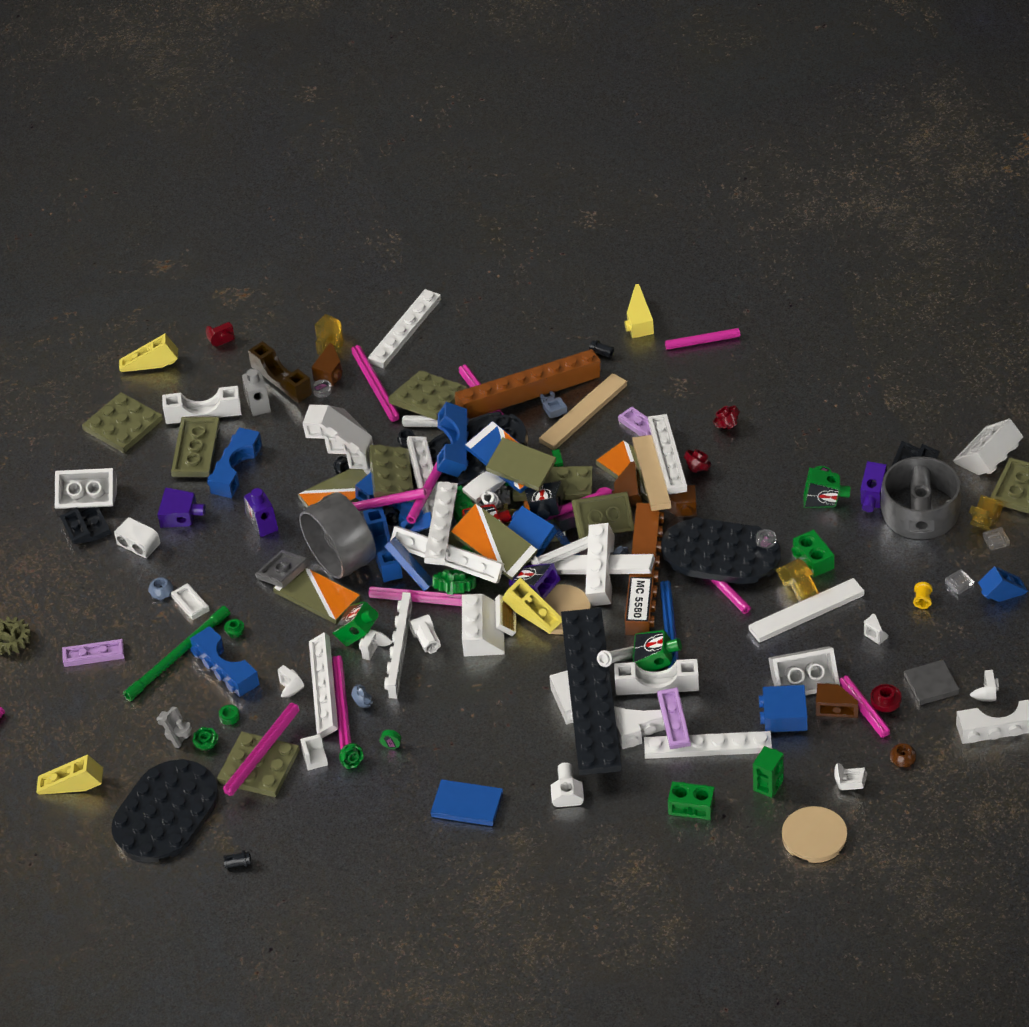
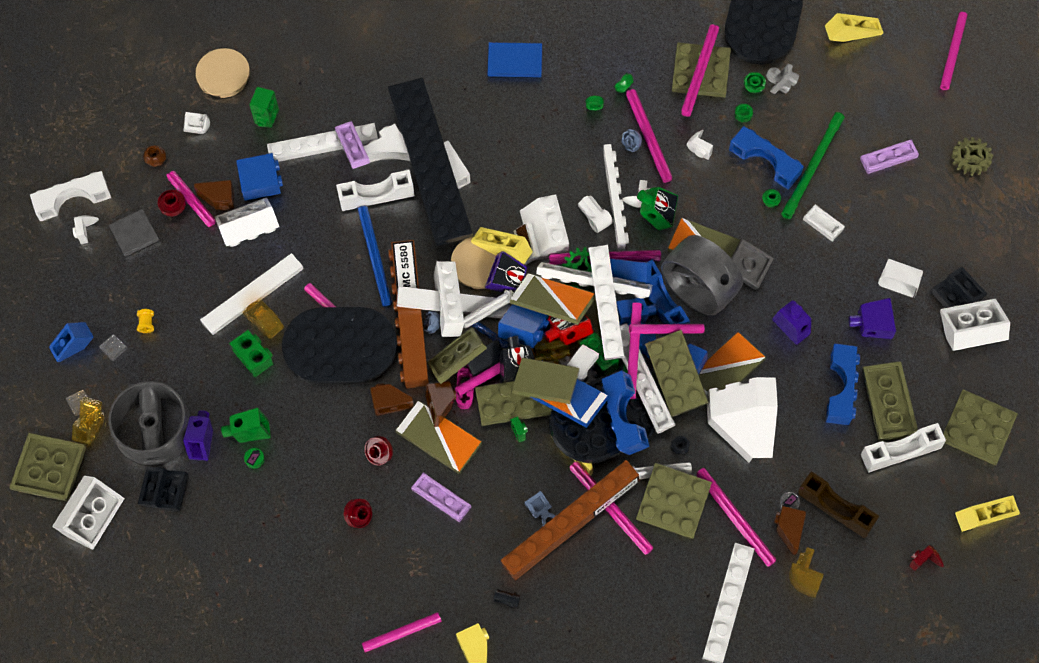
camera: 165 degrees right, 20 degrees up
(160, 588) = (854, 236): sand blue plate -> none
(252, 384) = (854, 473): light grey torso -> none
(313, 752) = (657, 81): white panel -> none
(323, 685) = (670, 147): white plate -> none
(491, 498) = (566, 343): white pin -> none
(566, 790) = (435, 82): white piece -> none
(583, 411) = (508, 509): tan tile -> none
(606, 658) = (412, 198): white axle -> none
(651, 473) = (420, 417): tan tile -> none
(654, 650) = (382, 217): torso -> none
(667, 454) = (408, 442): white plate -> none
(691, 800) = (327, 78): green brick -> none
(765, 538) = (296, 355): clear tile -> none
(873, 630) = (186, 276): white slope -> none

